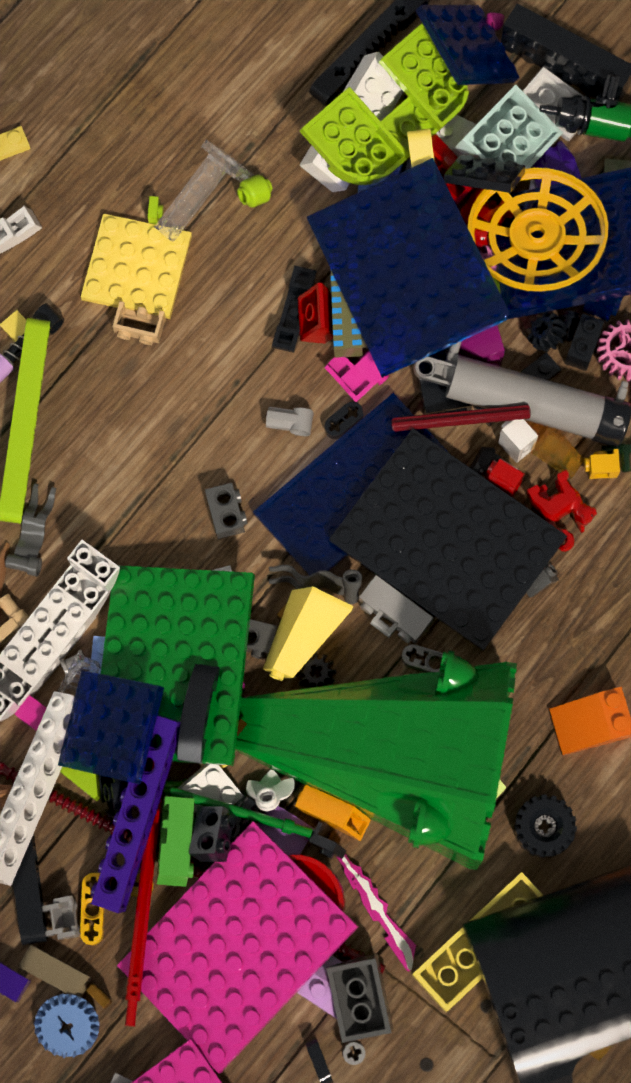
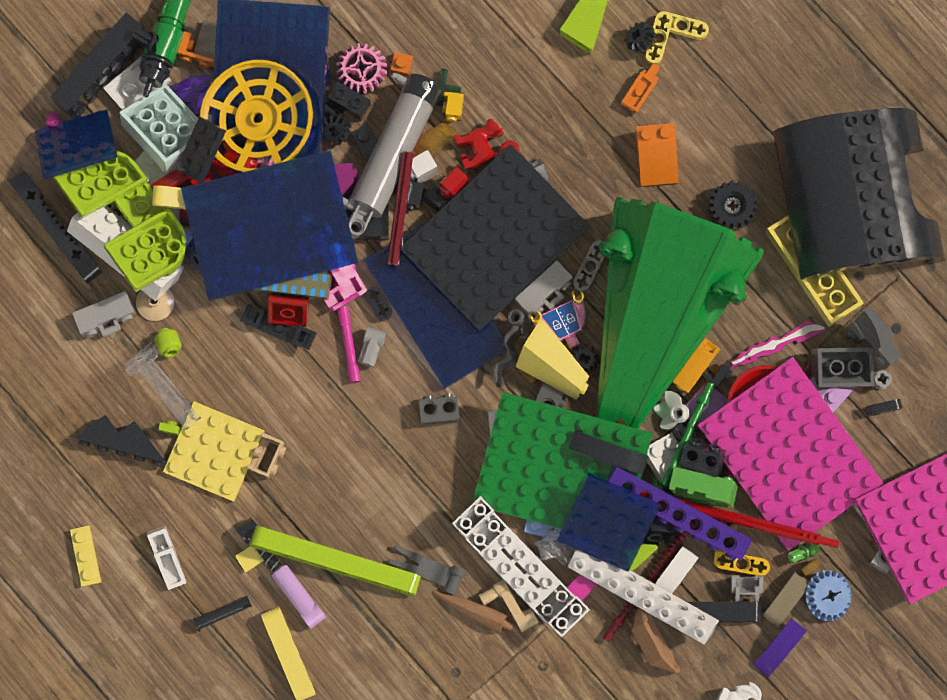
camera: 80 degrees left, 5 degrees up
(69, 827) = (677, 570): none -> white slope
(116, 984) = (803, 552): none -> bright green axle
(132, 169) = (128, 441): none -> black slope
(263, 402) = (352, 366): none -> dark pink piece
(277, 115) = (107, 311): none -> light grey piece
(294, 179) = (157, 311): none -> tan dish
(359, 640) = (565, 320): none -> torso
(413, 1021) = (874, 333): none -> dark grey slope
(483, 435) = (415, 195): none -> black brick
(611, 147) = (187, 45): none -> orange bracket

